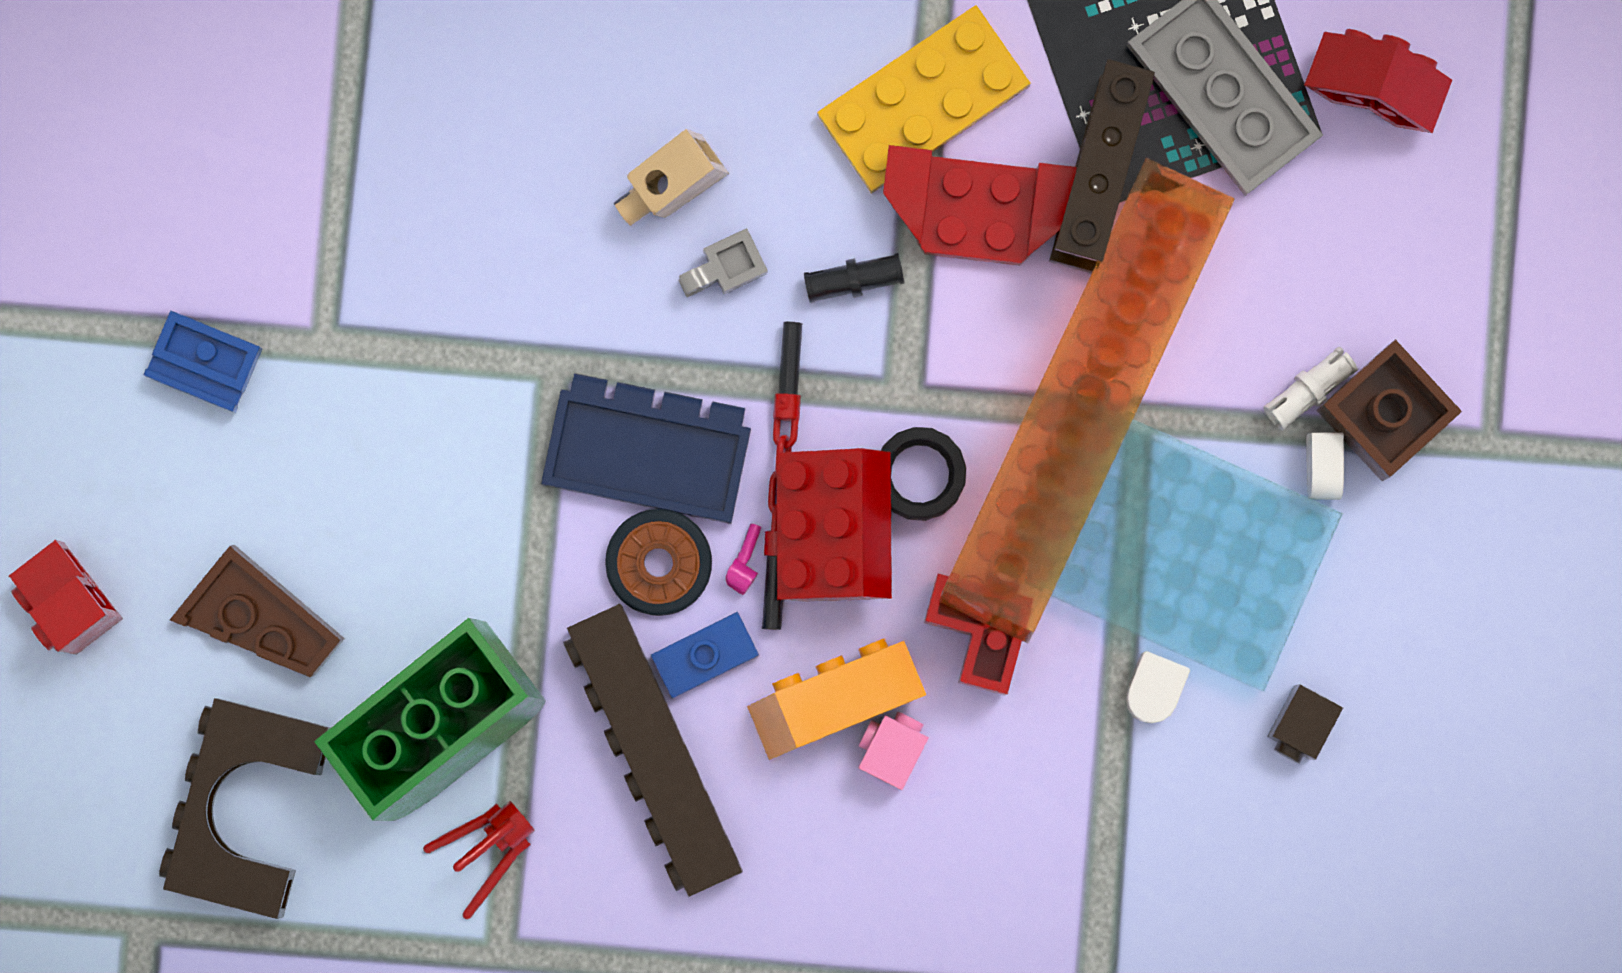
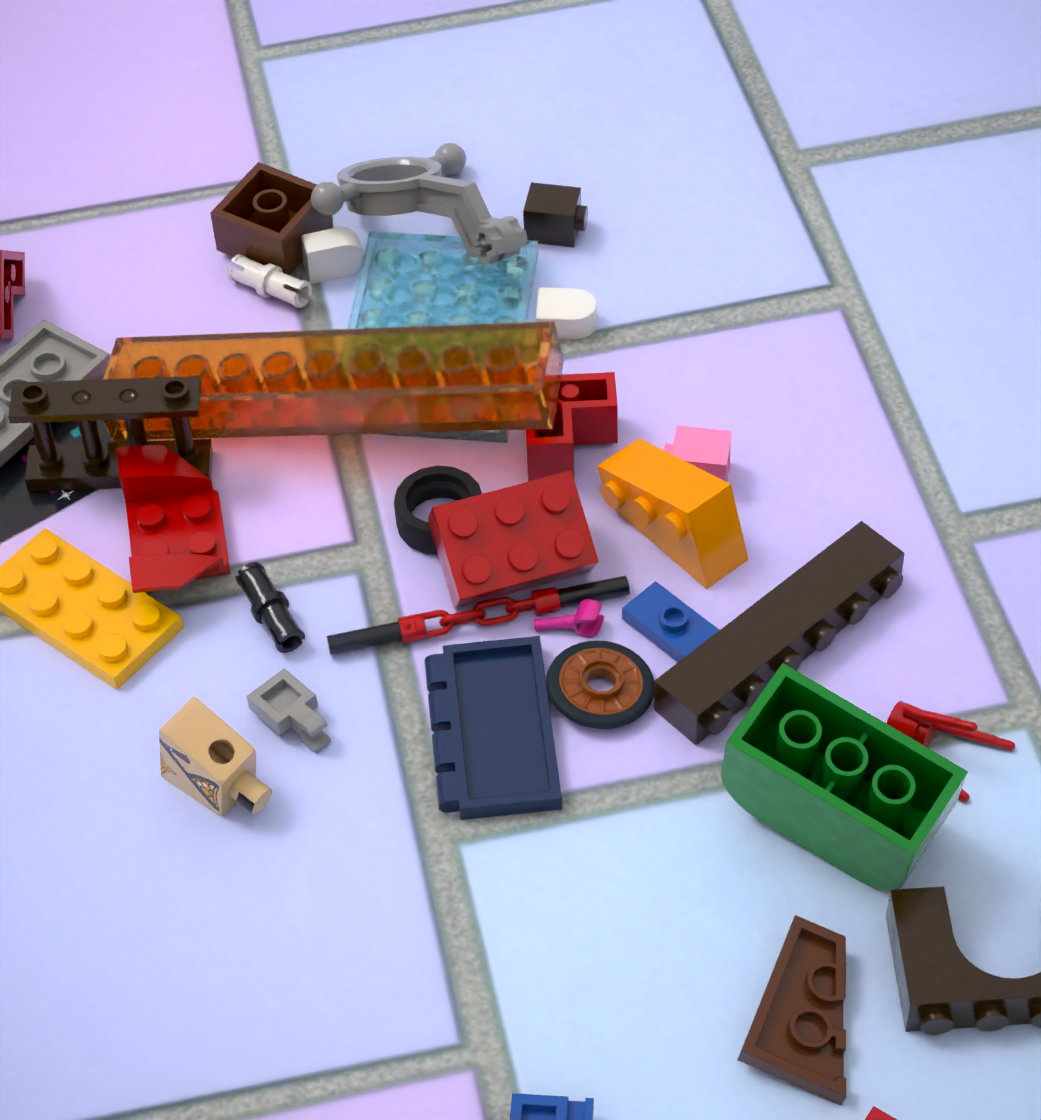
camera: 105 degrees left, 35 degrees down
(1252, 630) = (416, 184): none -> light grey piece

